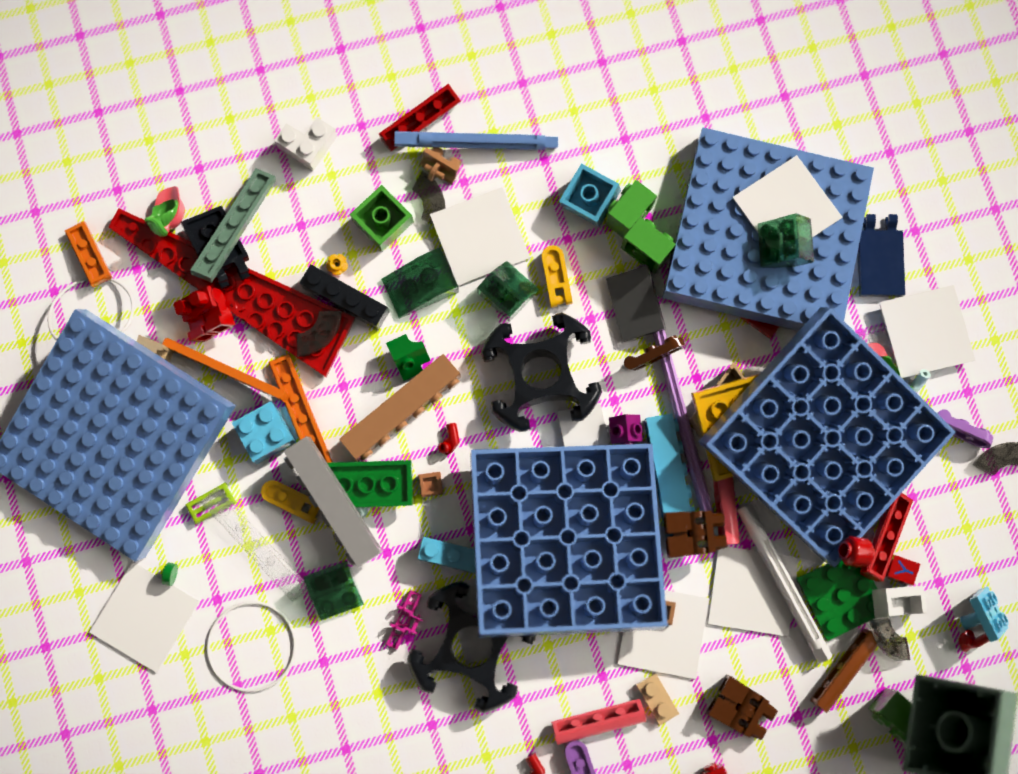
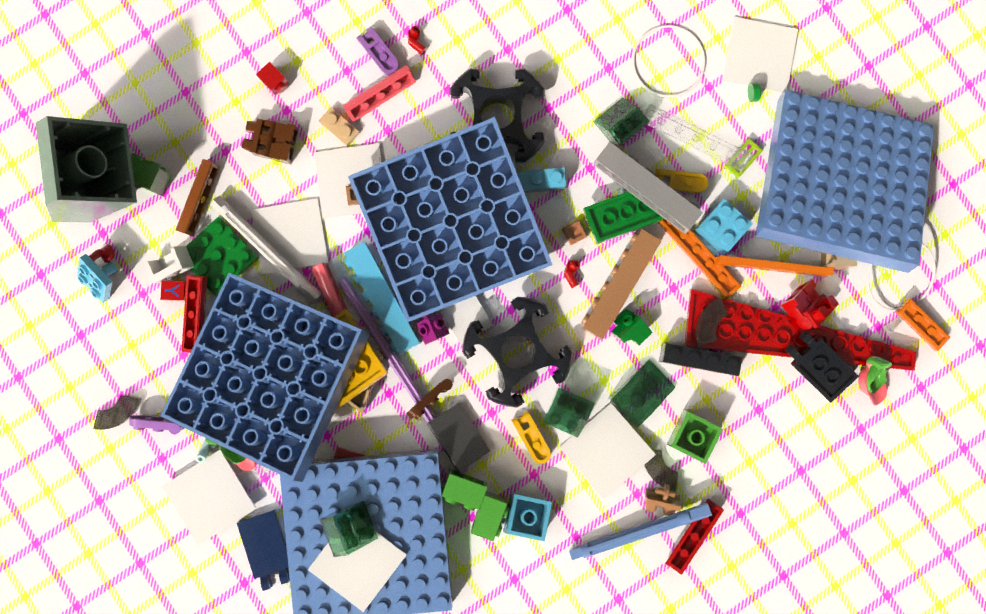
camera: 155 degrees right, 5 degrees up
(233, 225) = (815, 387): sand green plate -> none
(307, 147) = (777, 478): white brick -> none
(336, 270) = (721, 386): yellow plate -> none
(405, 626) = (554, 126): dark pink piece -> none
(682, 522) = (354, 247): reddish brown hips -> none
(856, 552) = (214, 289): red head -> none
(888, 640) = (169, 231): clear smoke tile -> none

